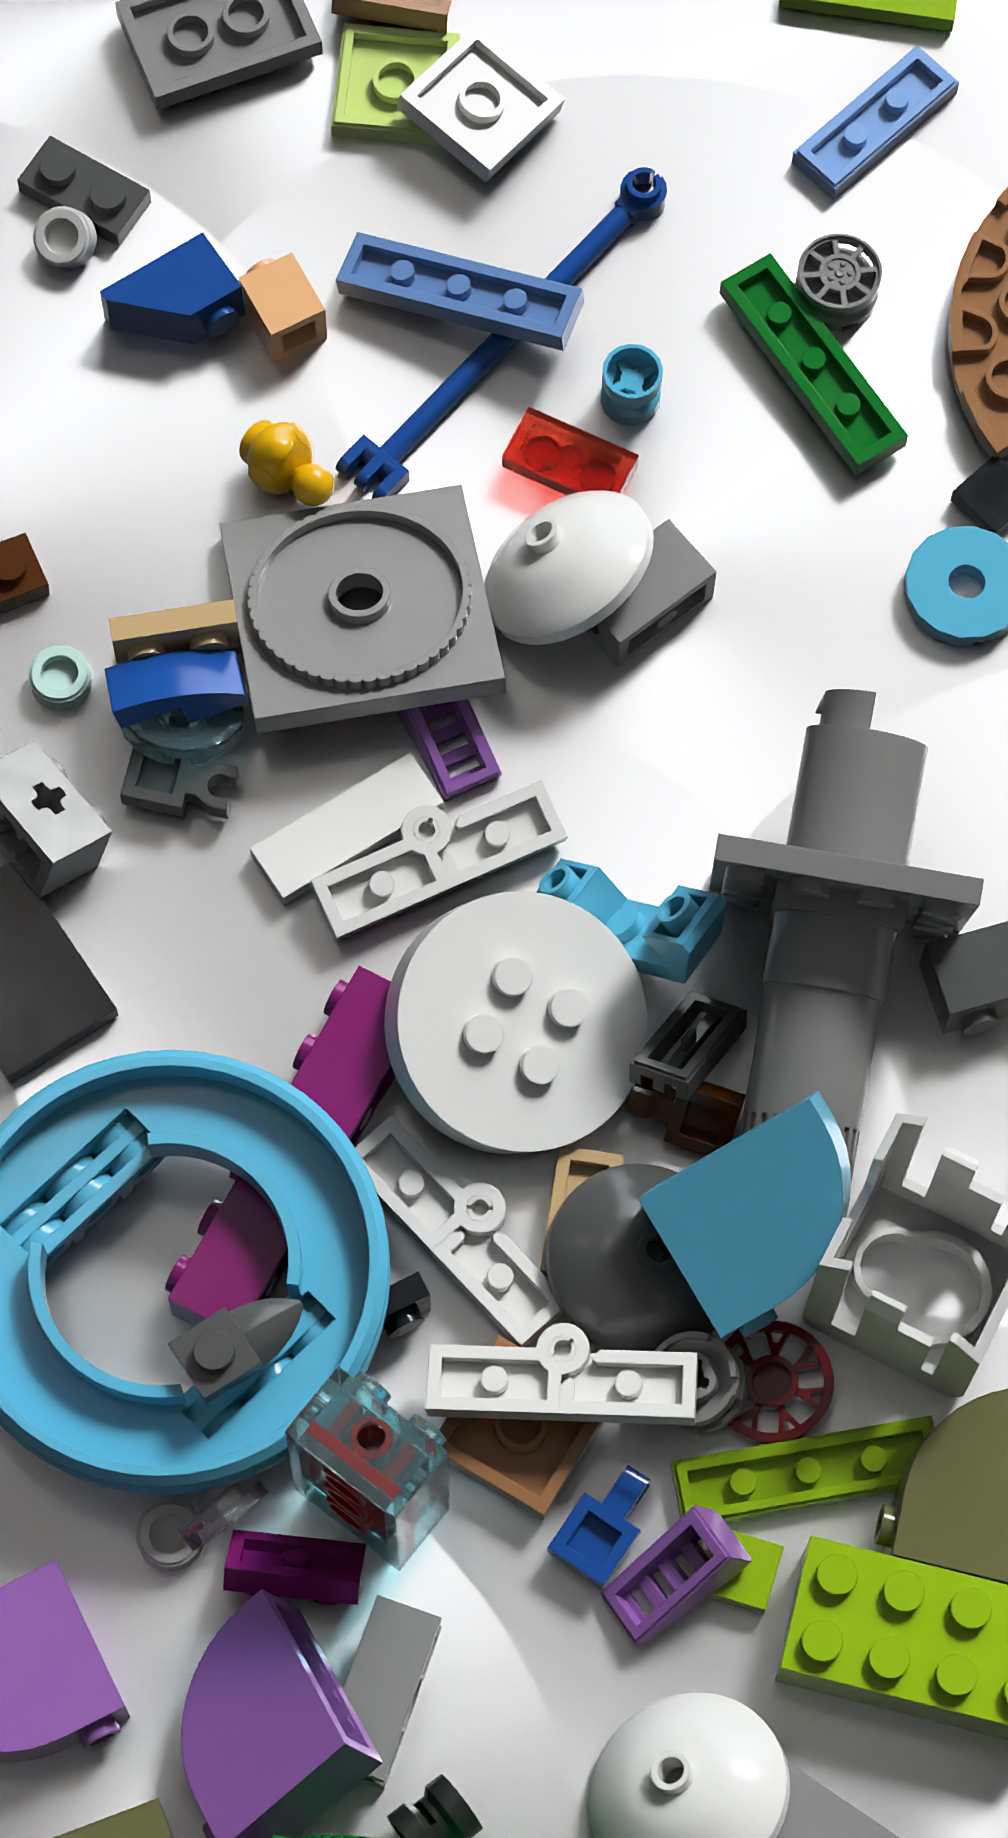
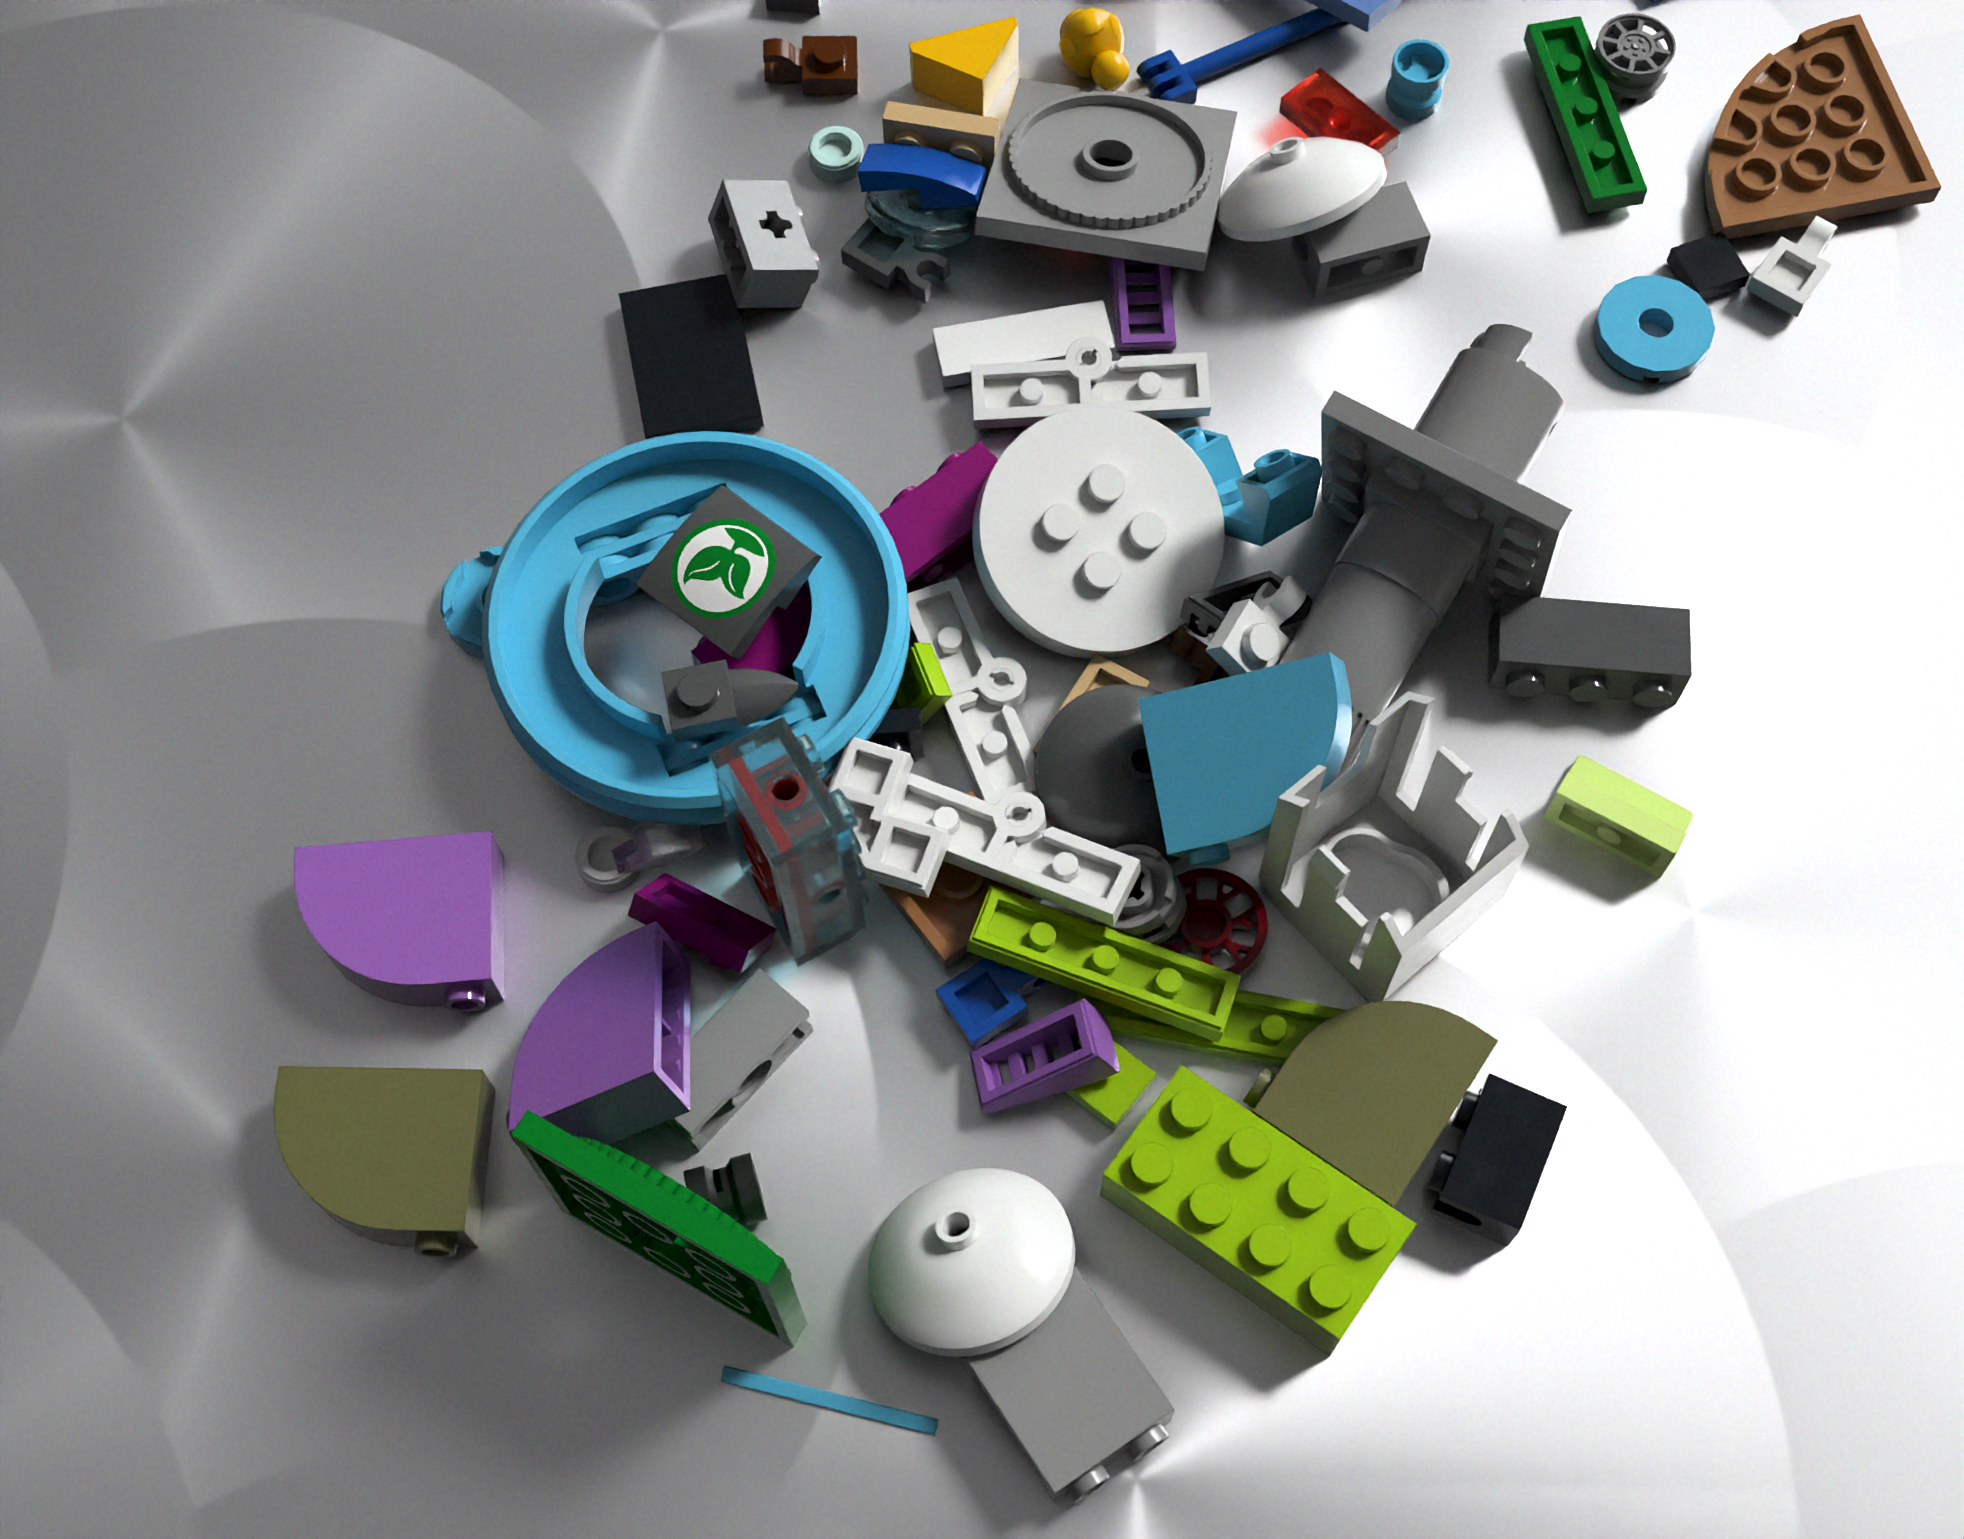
camera: 25 degrees right, 5 degrees down
(159, 530) = (966, 64): none -> yellow slope
(186, 1213) = (728, 571): none -> slope
(409, 1242) = (922, 682): none -> lime tile
(411, 1373) = (893, 847): none -> white tile
(696, 1461) = (1104, 963): none -> lime tile
(710, 1084) = (1251, 631): none -> white plate

